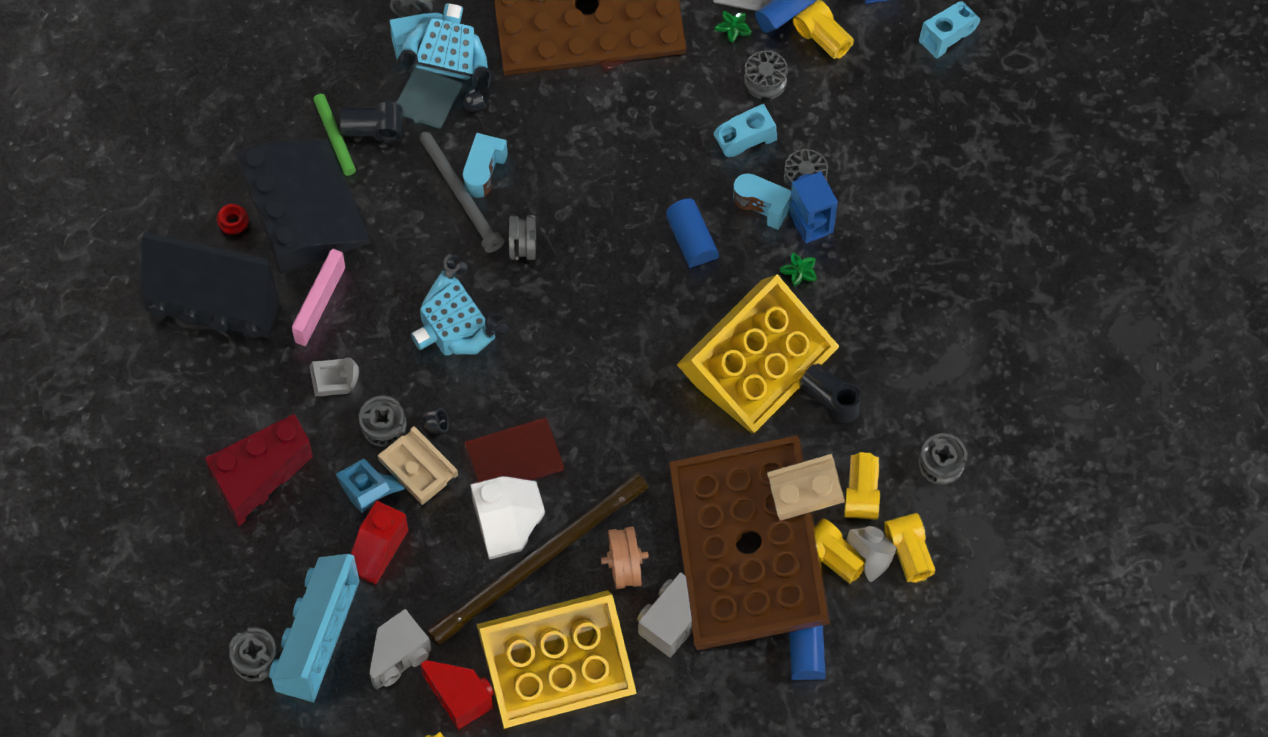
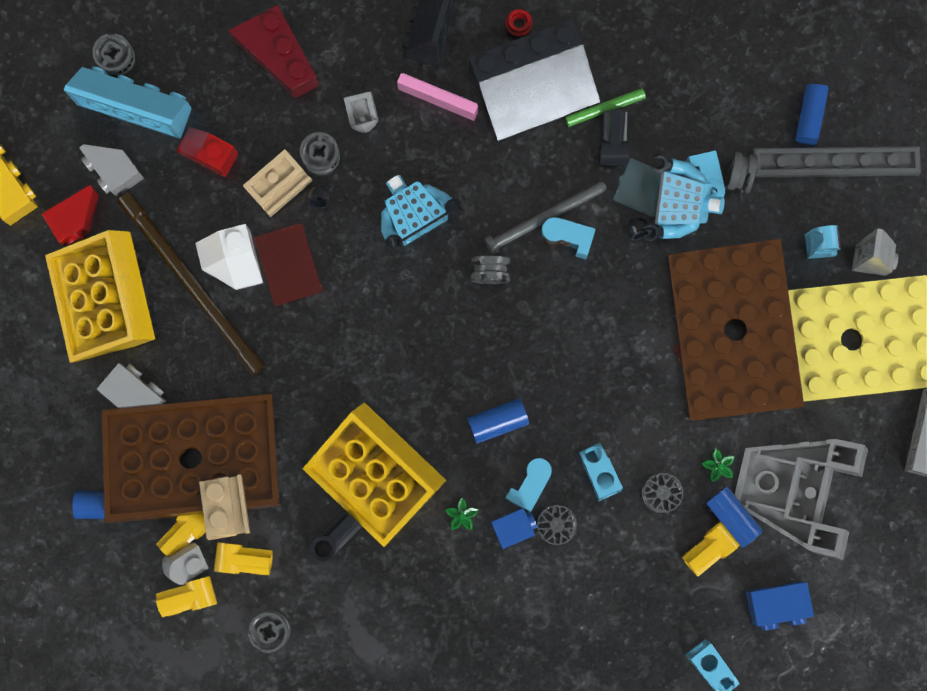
camera: 90 degrees right, 20 degrees up
(366, 485) = (257, 141): dark azure slope -> none
(624, 557) = (178, 352): nougat wheel -> none

